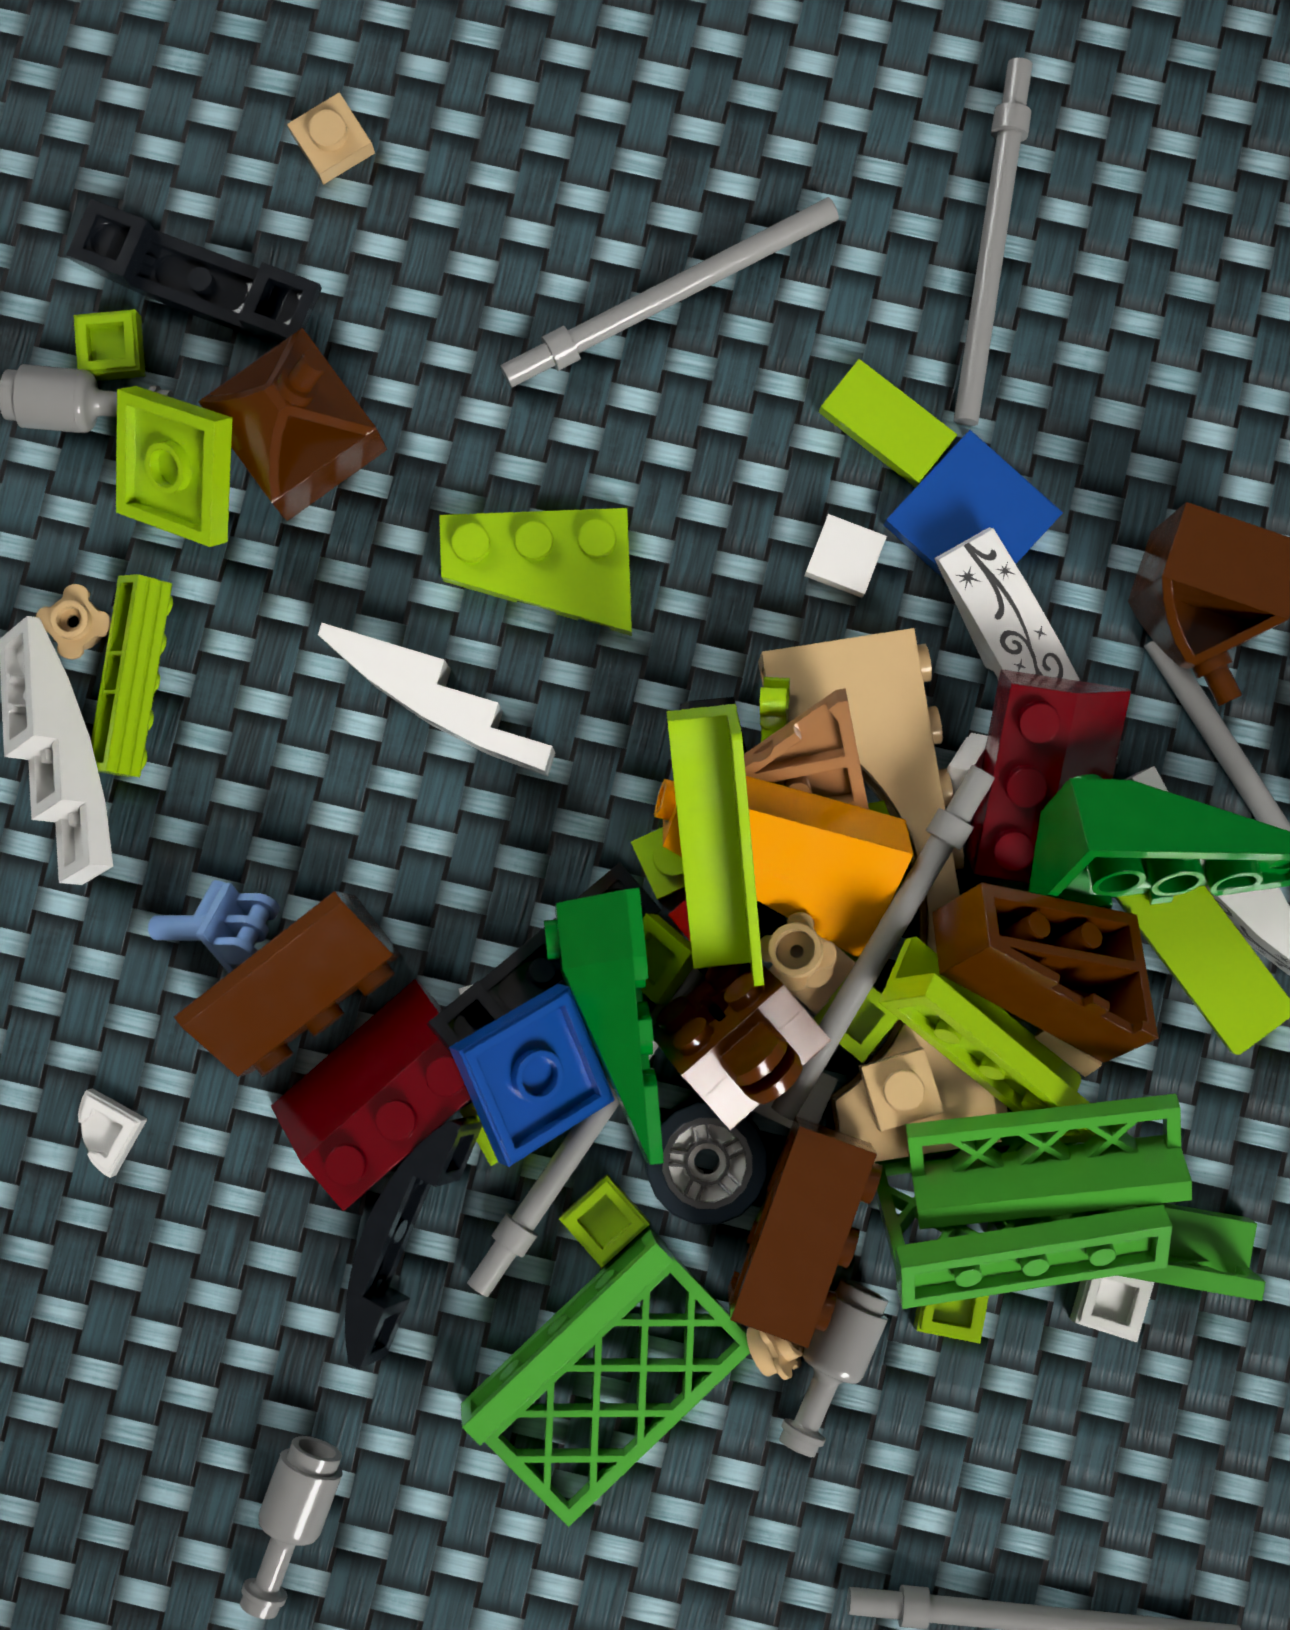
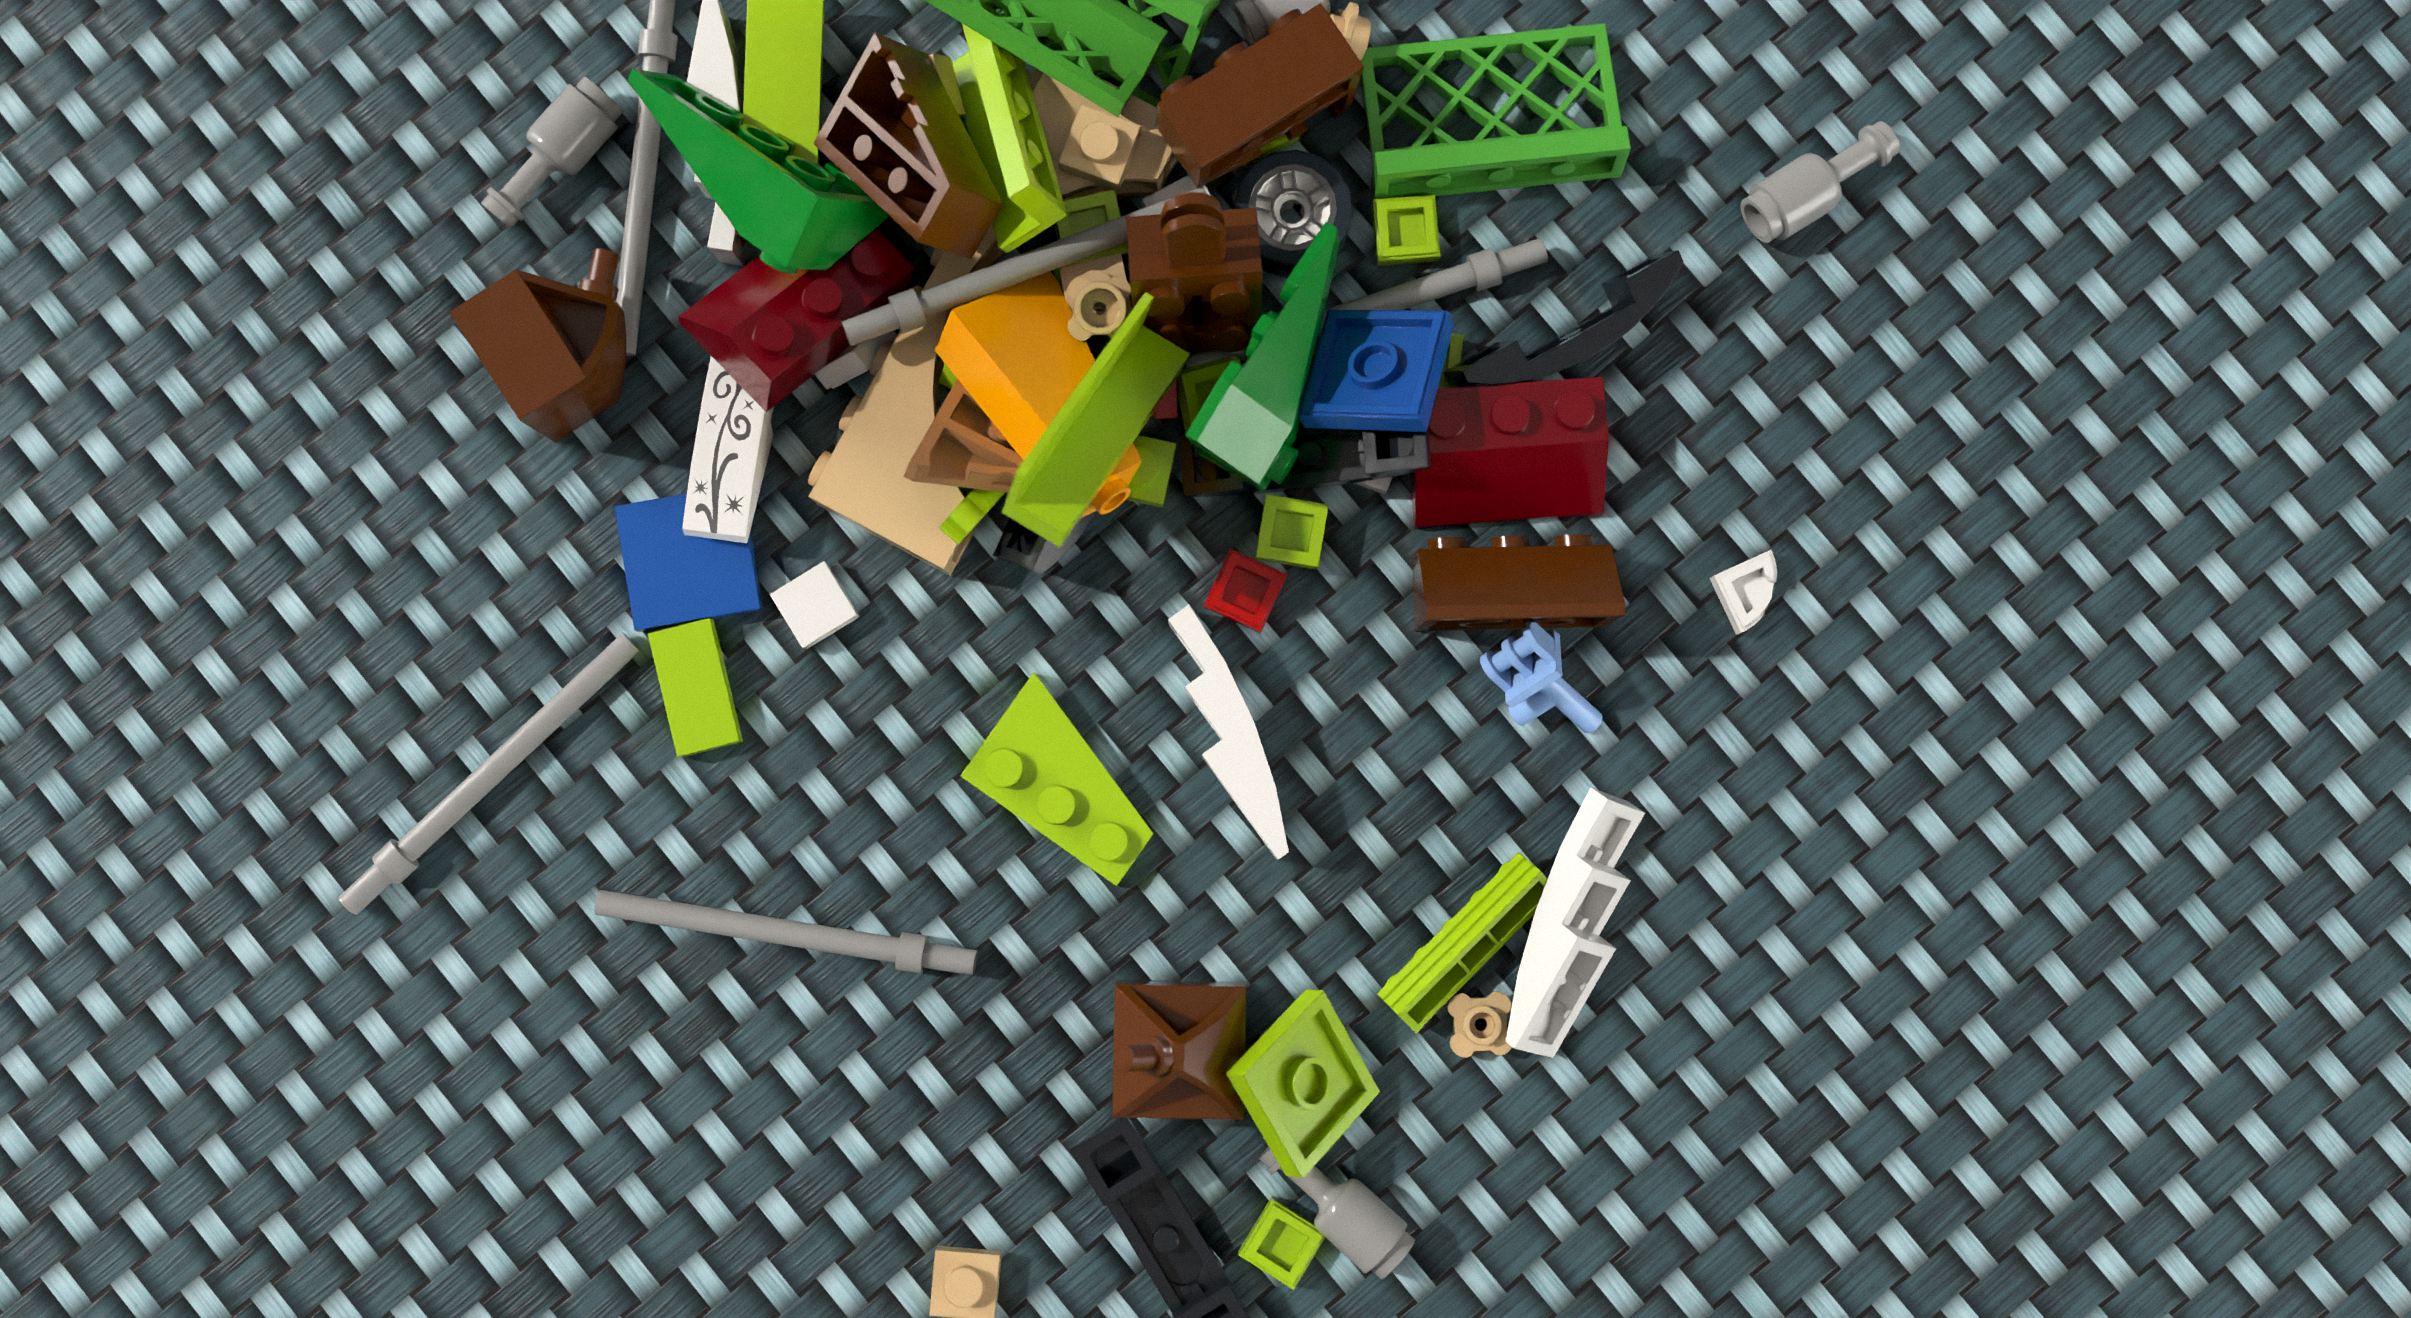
camera: 145 degrees left, 0 degrees up
(510, 897) = (1291, 532): none -> lime plate
(513, 824) = (1245, 591): none -> red tile

